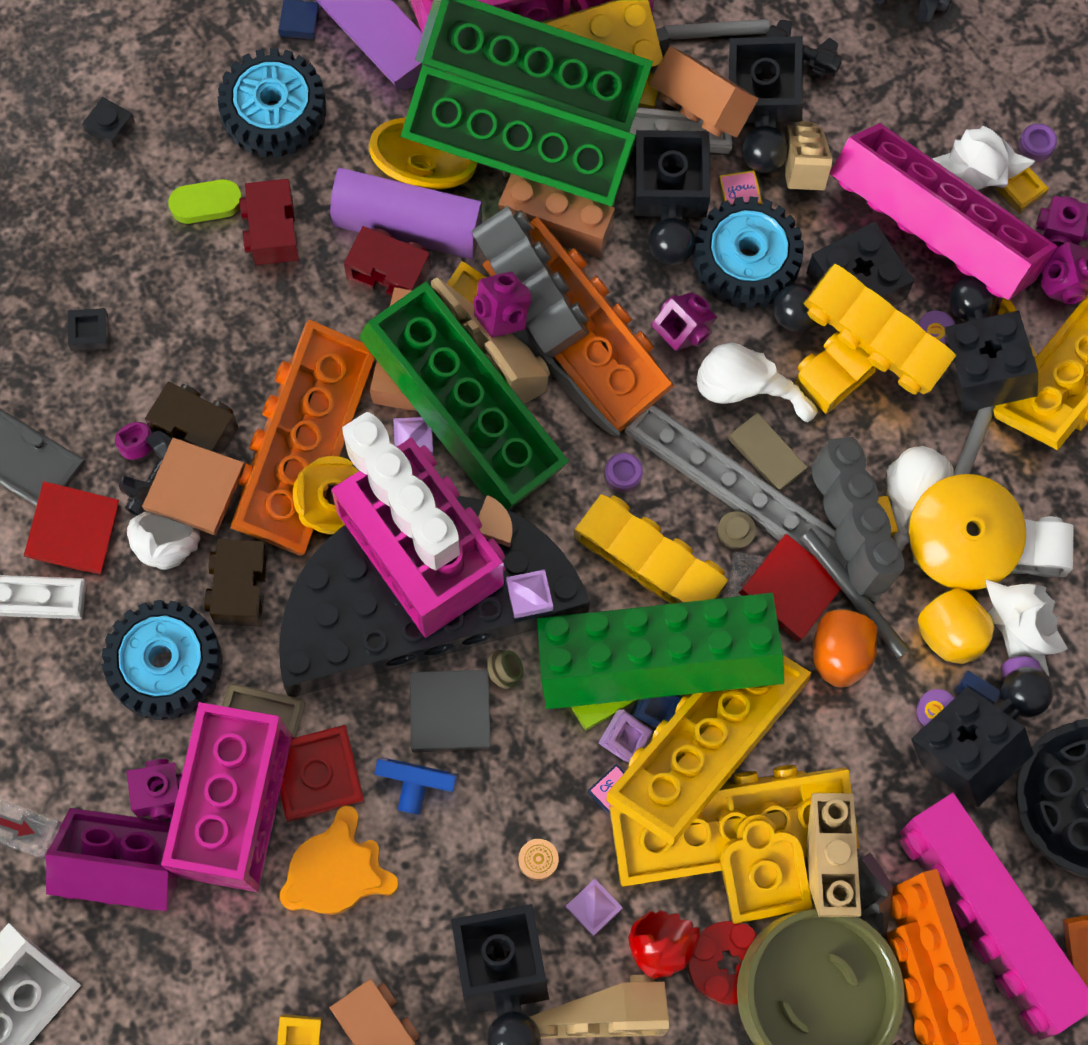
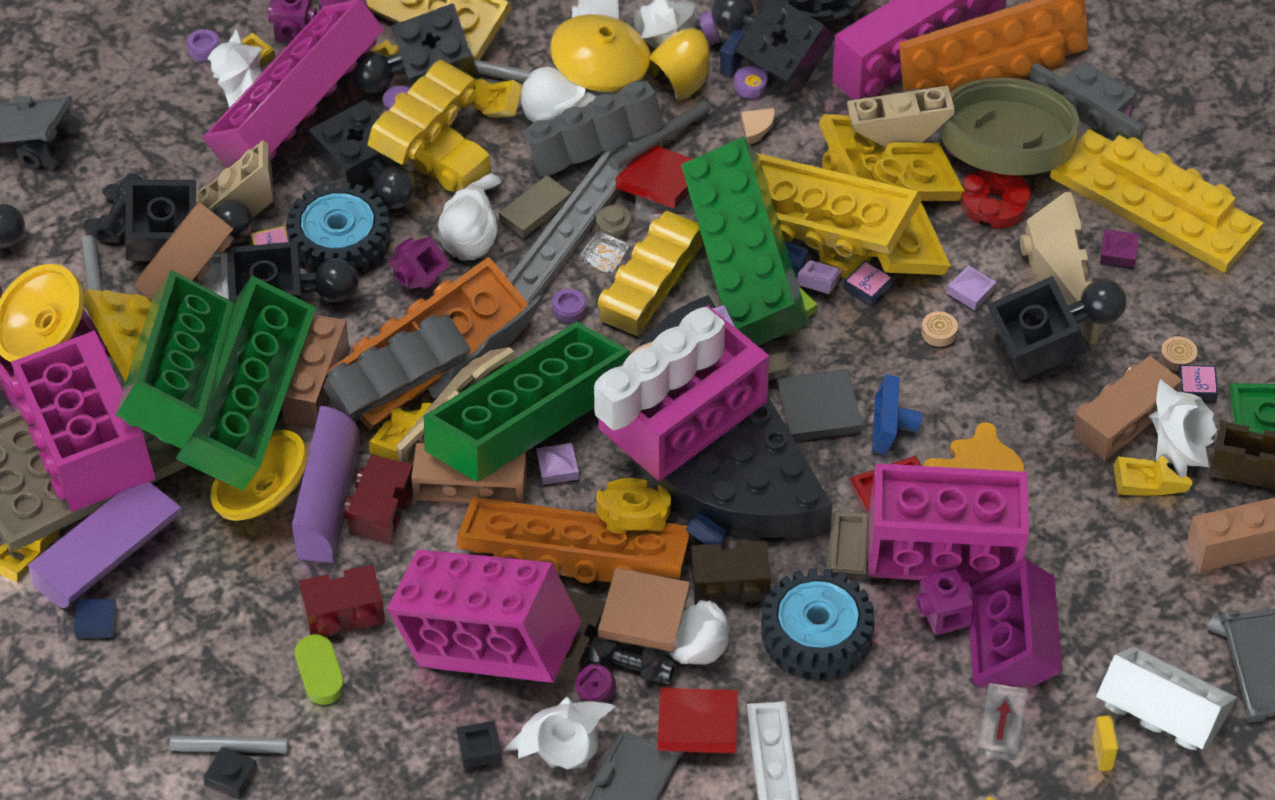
camera: 95 degrees left, 20 degrees down
(72, 398) = (562, 733): none -> white hair
(139, 123) = (235, 744): none -> light grey bar
(190, 326) = (485, 615): none -> dark pink brick
(277, 126) = (193, 646): wheel -> none
(287, 563) = (706, 530): none -> dark blue tile
(502, 304) = (433, 368): magenta brick -> none
(662, 943) = (994, 227): red hair -> none
(694, 517) = (604, 252): none -> clear tile
(844, 647) = (712, 127): orange piece -> none
(869, 707) = (757, 123): none -> light nougat tile
(928, 423) = (497, 99): none -> yellow slope

